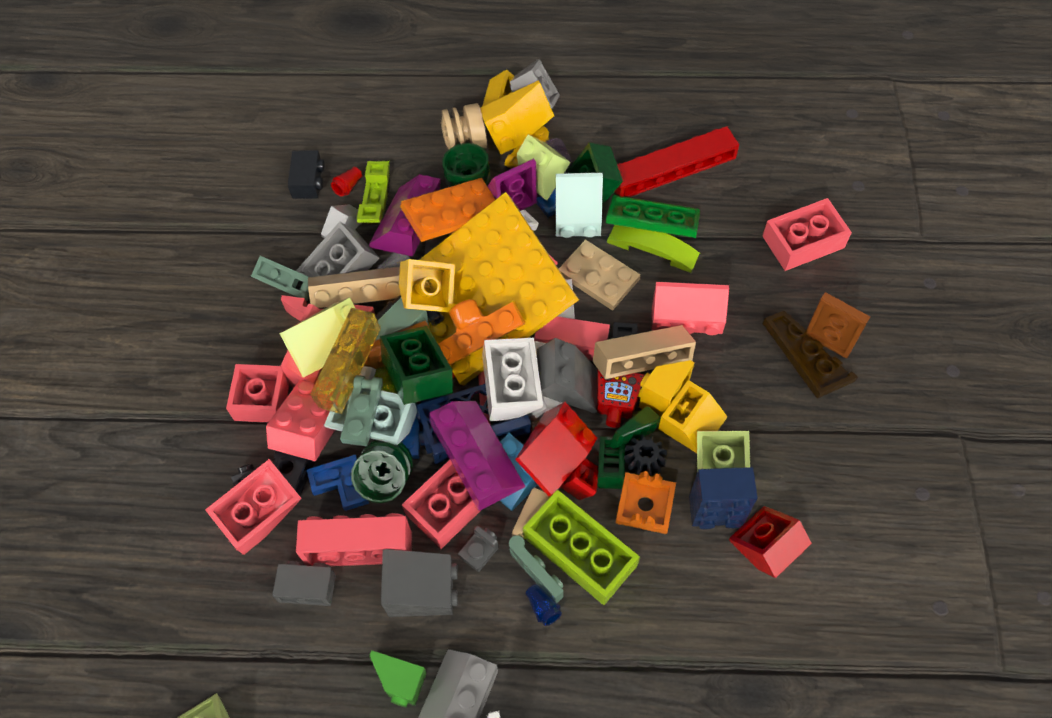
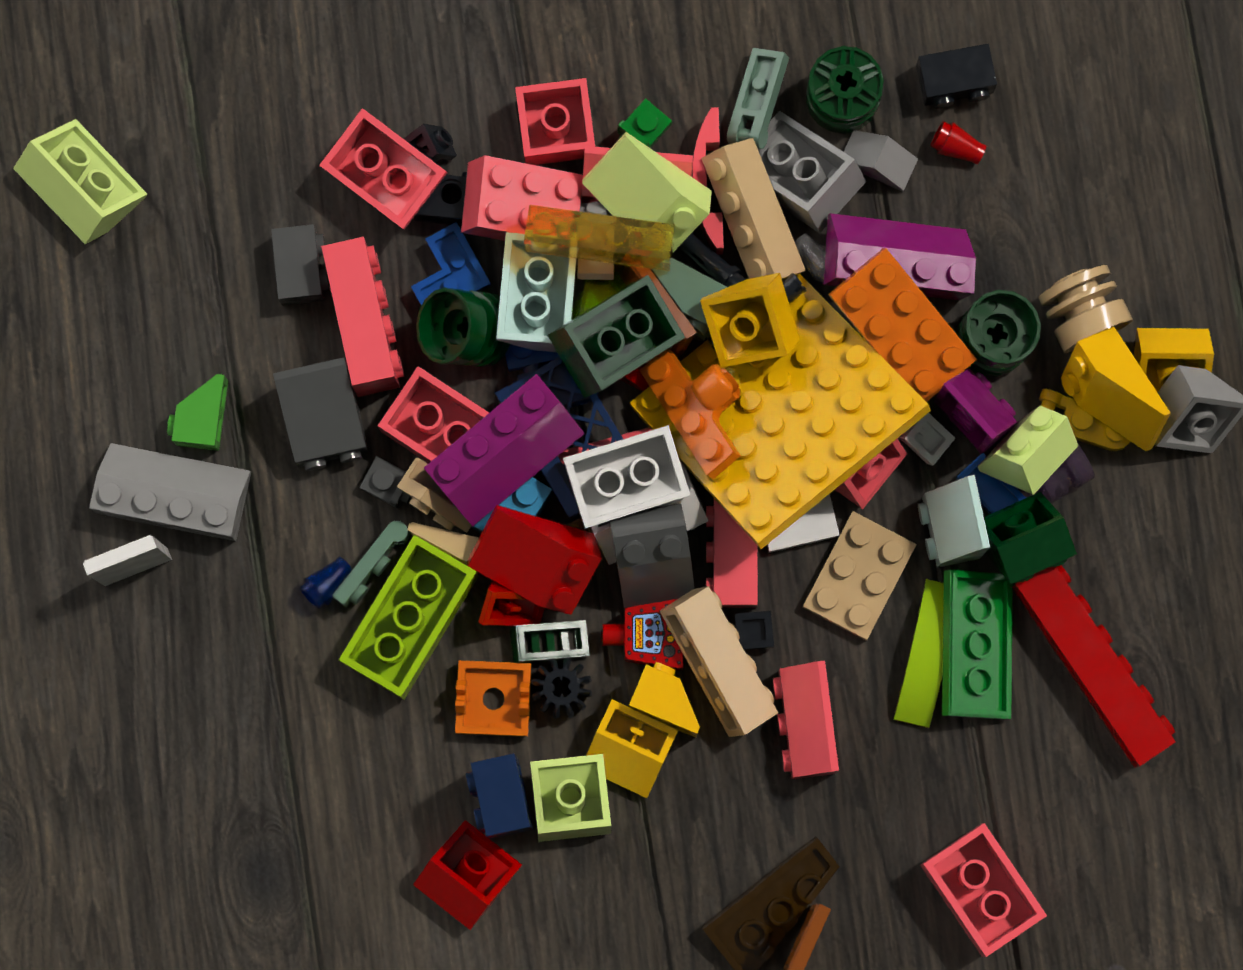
camera: 80 degrees right, 20 degrees up
(276, 347) = (645, 124): none -> green bracket
(294, 227) = (838, 109): none -> dark green wheel
(361, 411) = (533, 278): sand green plate -> none
(375, 192) = (938, 195): lime slope -> none
(498, 513) = (428, 496): none -> tan bracket
(643, 423) = (607, 675): dark green slope -> none

